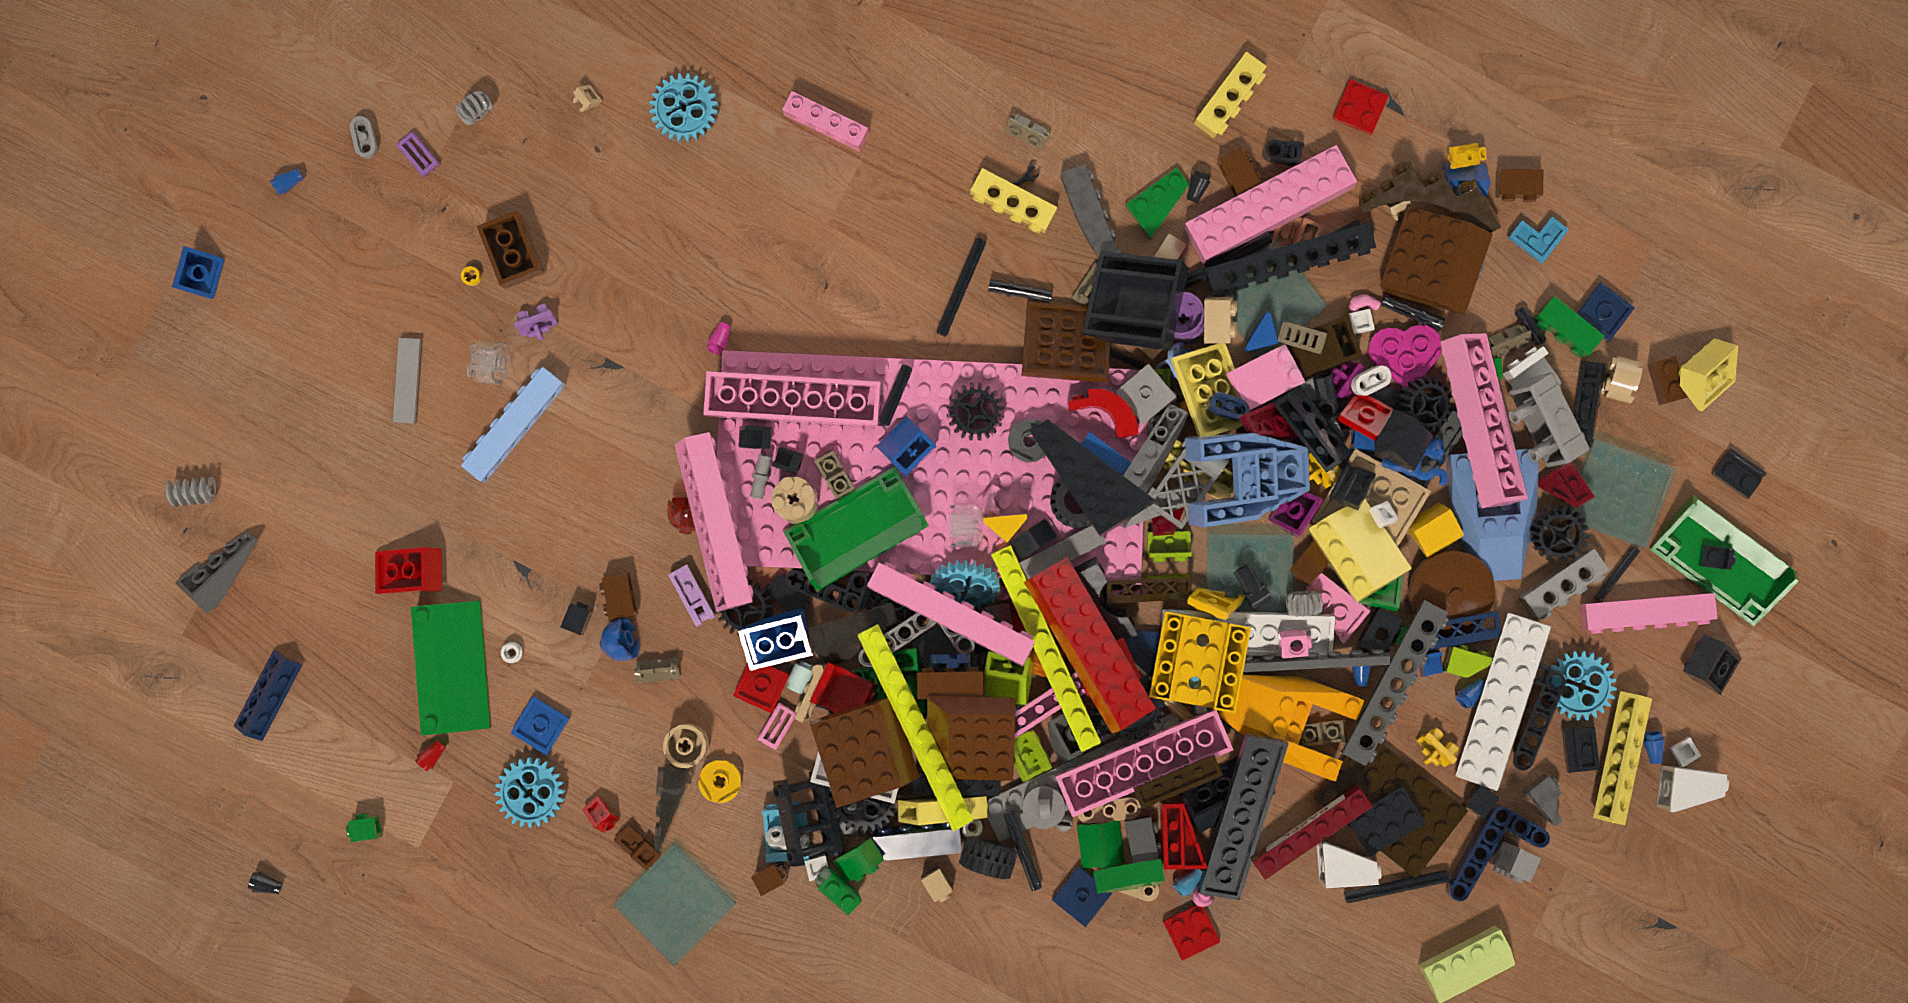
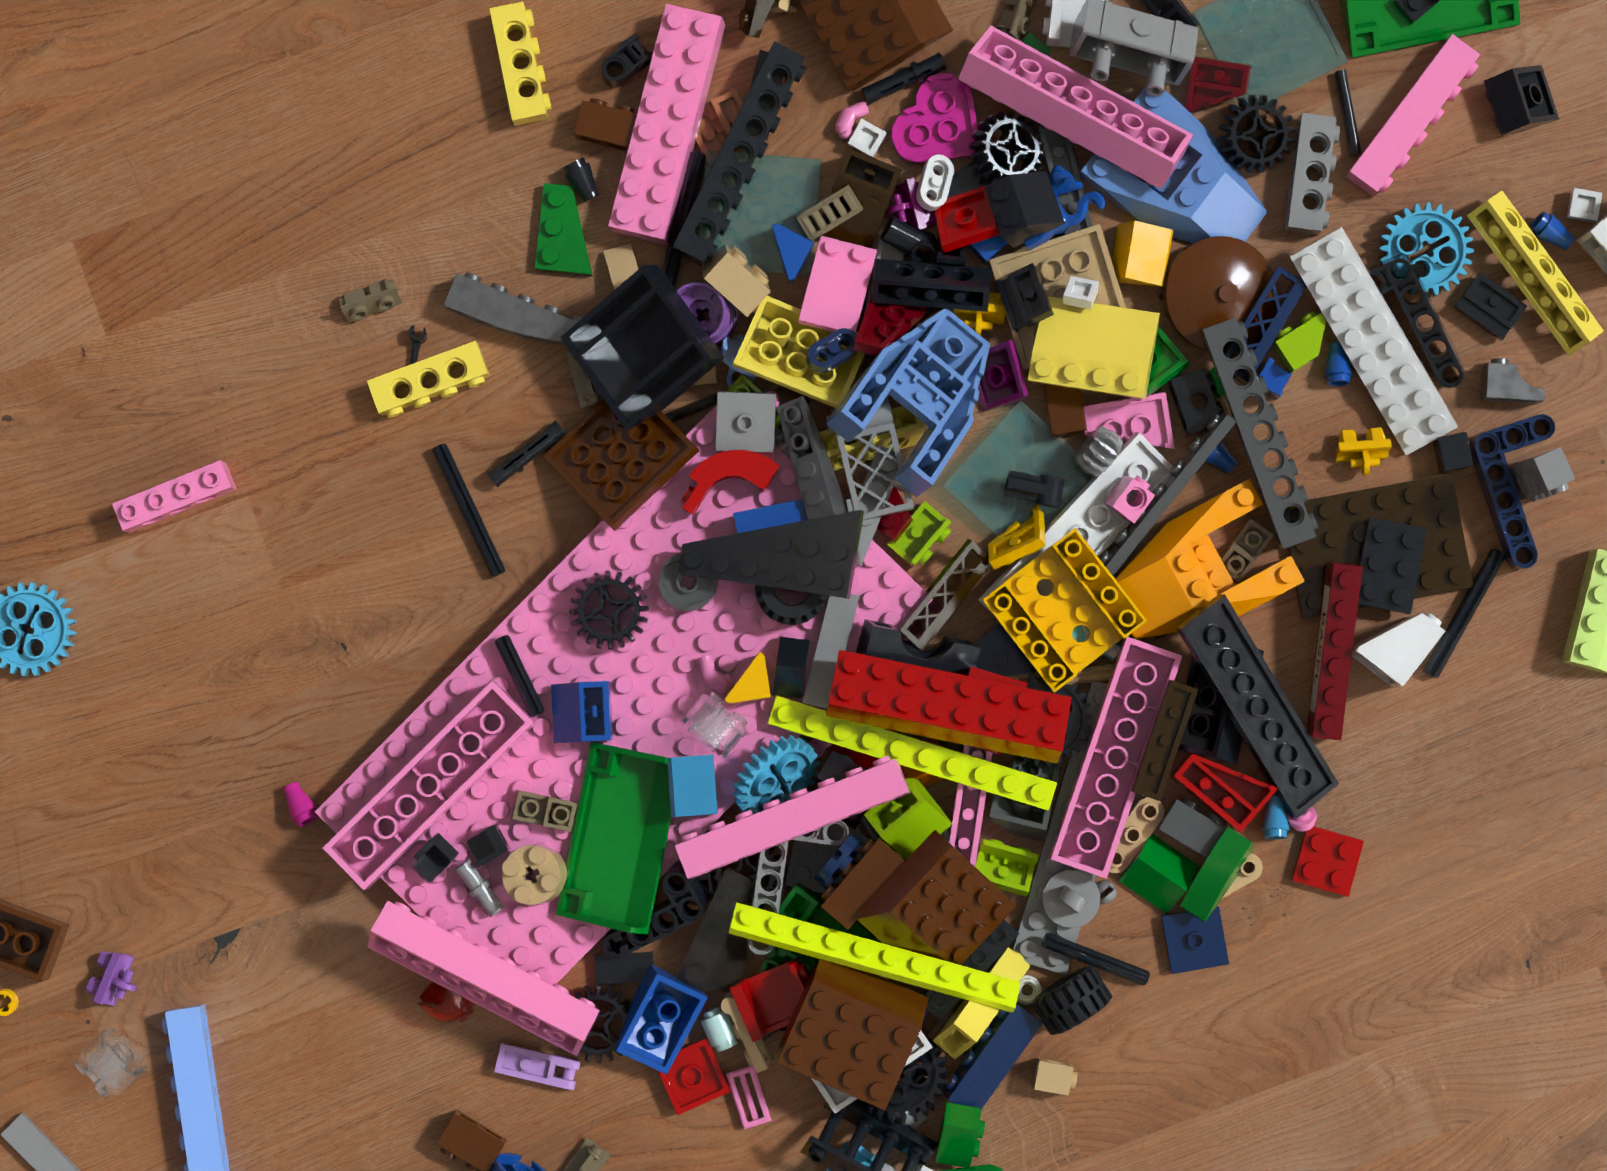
camera: 60 degrees left, 0 degrees up
(920, 543) = (692, 785): none -> dark azure slope

